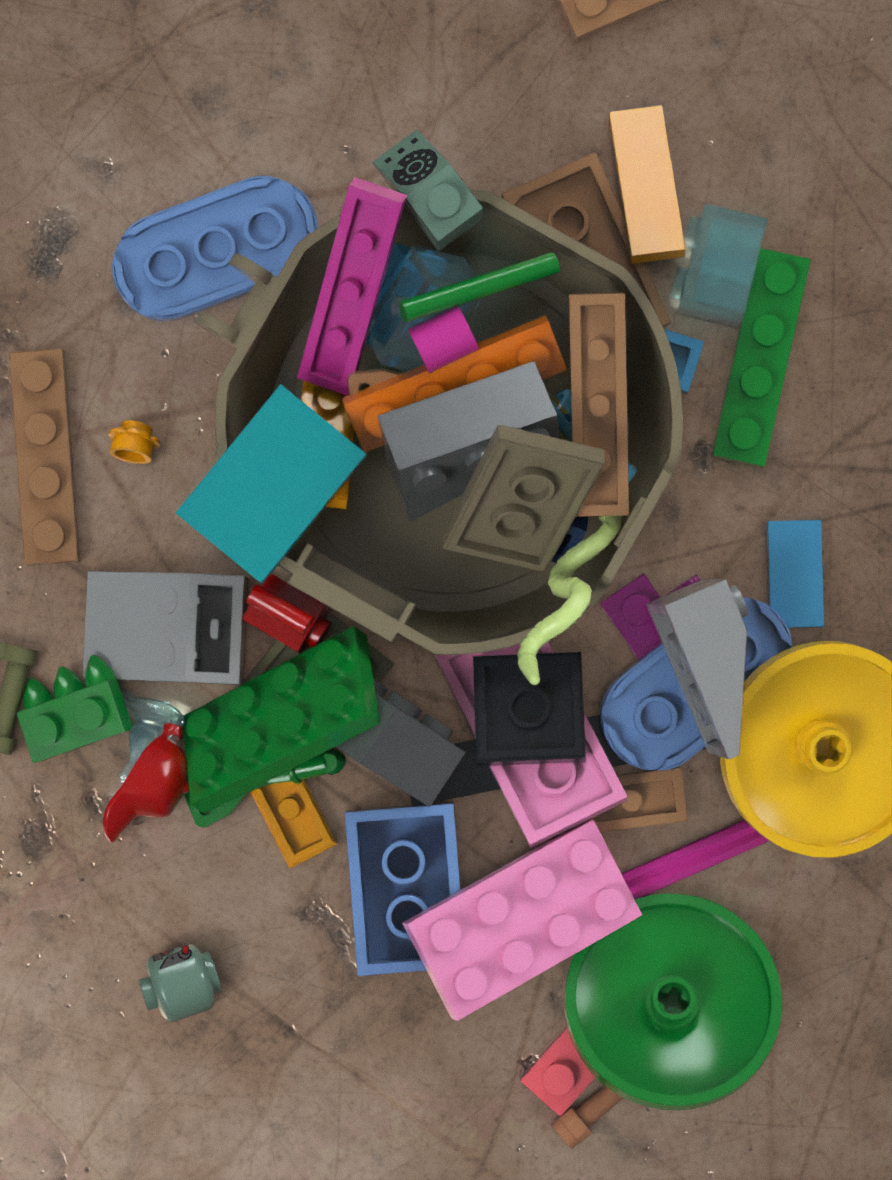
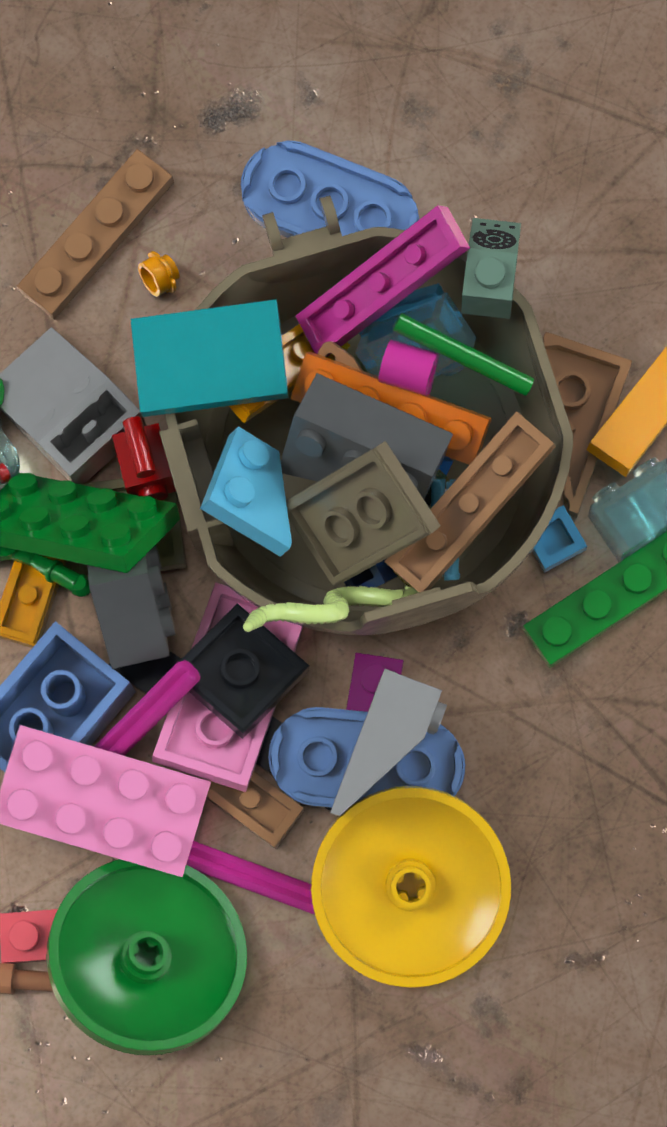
camera: 50 degrees right, 10 degrees down
(411, 562) = (250, 492): none -> medium azure wing
(490, 810) = (150, 708): none -> dark pink axle
(796, 572) = (504, 755): dark azure tile -> none

